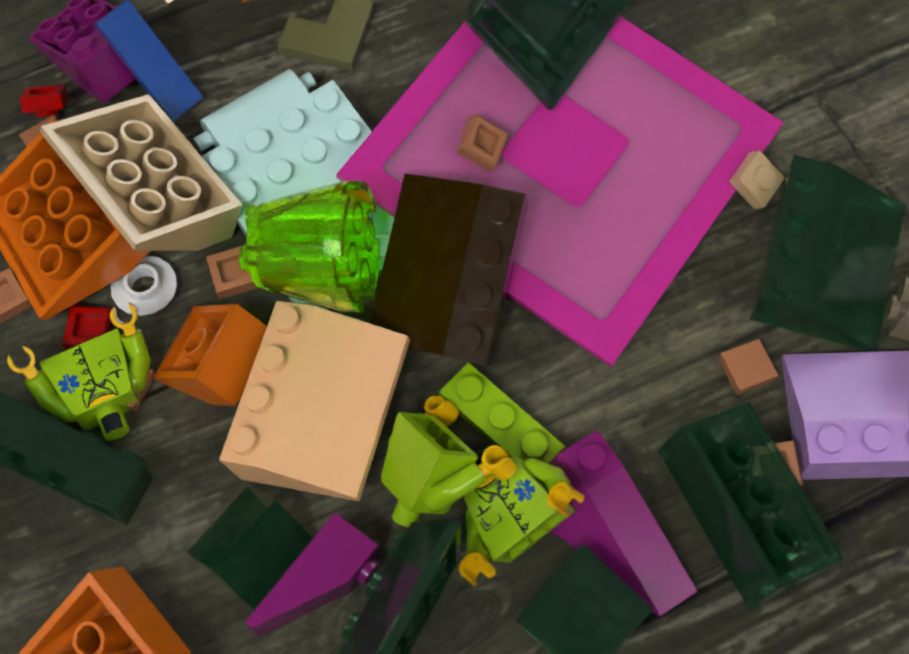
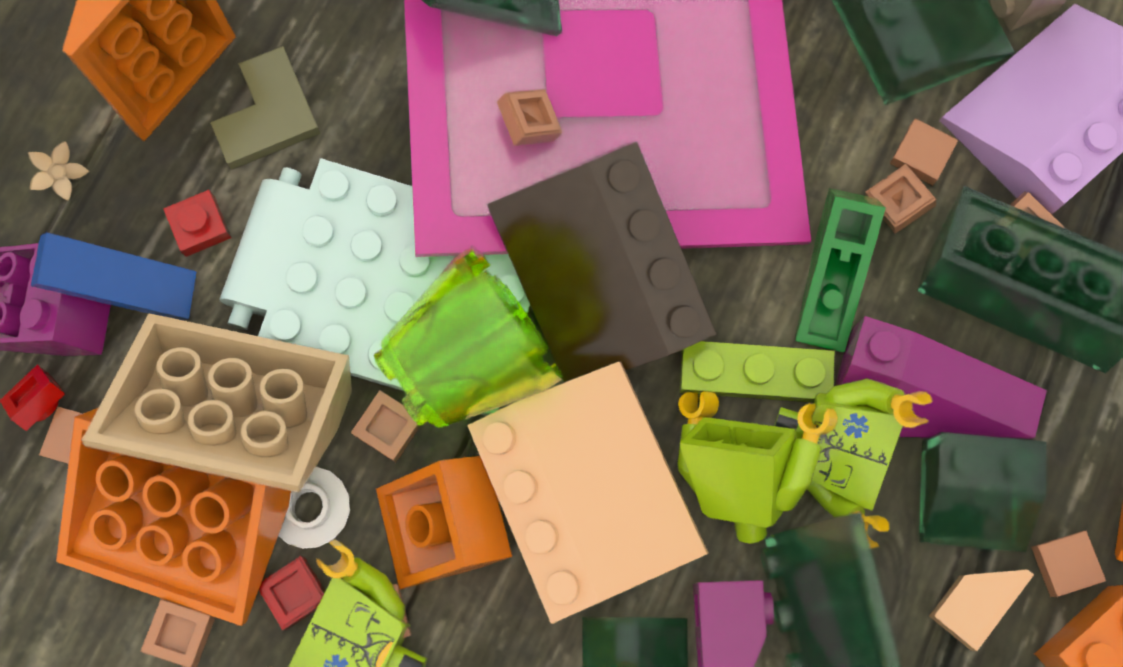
camera: 40 degrees left, 10 degrees up
(229, 70) = (197, 223): none -> plate
(615, 391) = (838, 268): none -> green slope
(701, 384) = (903, 197): none -> nougat tile

